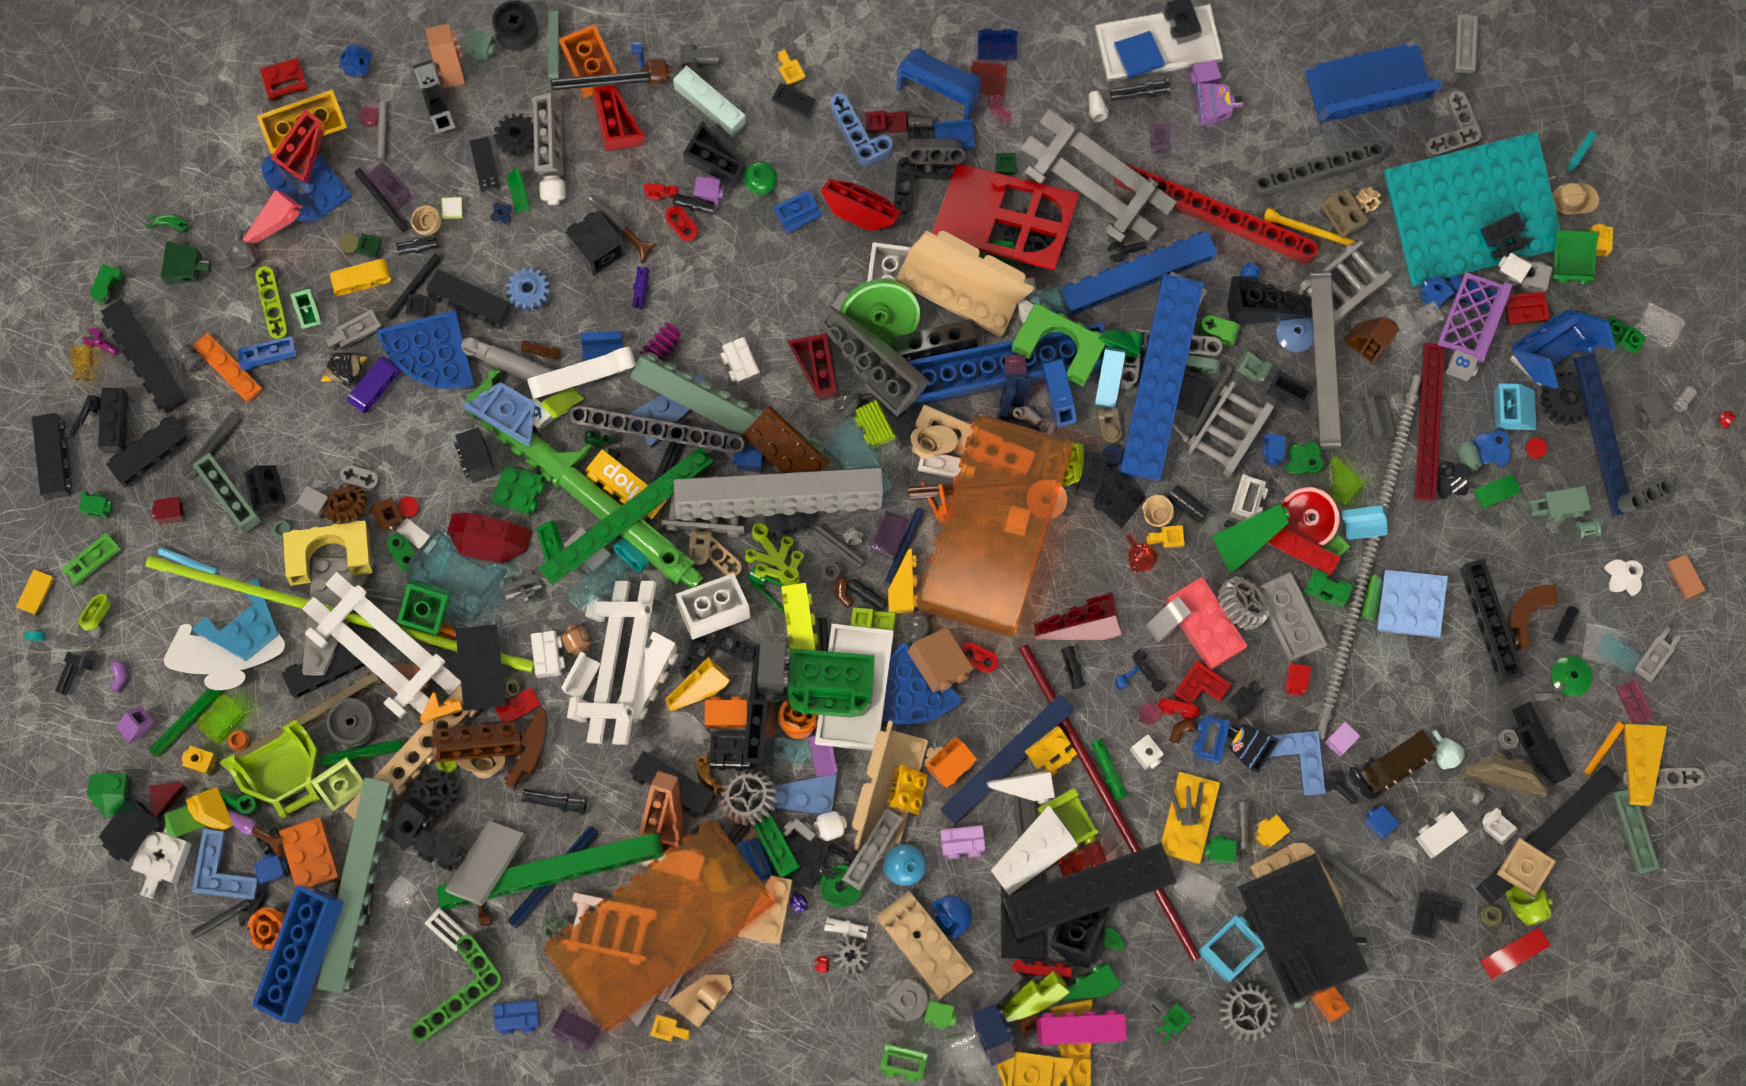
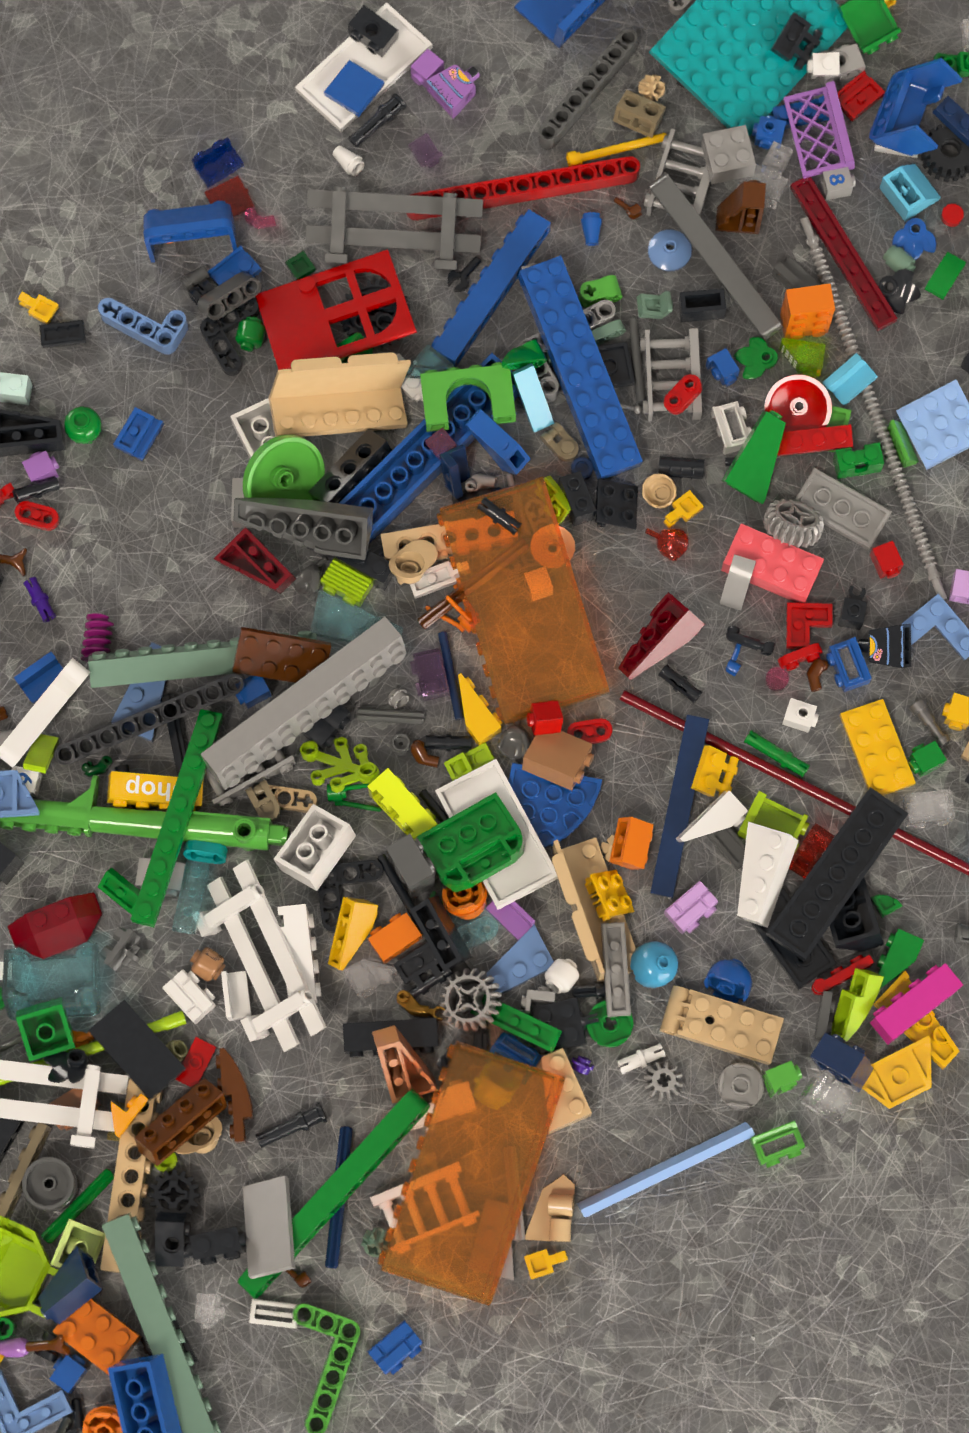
camera: 30 degrees left, 0 degrees up
(313, 807) = (70, 1287): none -> dark blue slope
(421, 644) = (67, 1066): none -> black plate
(518, 490) = (56, 863): green plate -> none
(576, 1030) = (459, 1323): clear purple brick -> none
(740, 361) = (182, 606): white brick -> none
(806, 1023) = (665, 1169): none -> light blue tile
(823, 964) = (643, 1105): red hinge -> none
(859, 205) = (193, 390): red wedge -> none
(886, 122) = (163, 299): dark red slope -> none
(932, 190) = (250, 334): none -> green head
(950, 624) = (545, 718): none -> red brick
(1018, 449) = (499, 516): none -> black pin
(1027, 1024) = (864, 1032): reddish brown tile -> none
(1189, 815) = (877, 746): dark grey plant -> none
(1227, 451) = (683, 394): none -> red plate
(1258, 303) = (617, 245): black wedge -> none
(1288, 285) = (633, 211): none -> reddish brown hand
(1366, 448) = (807, 311): none -> orange brick
(1389, 288) = (728, 154): none -> light grey brick

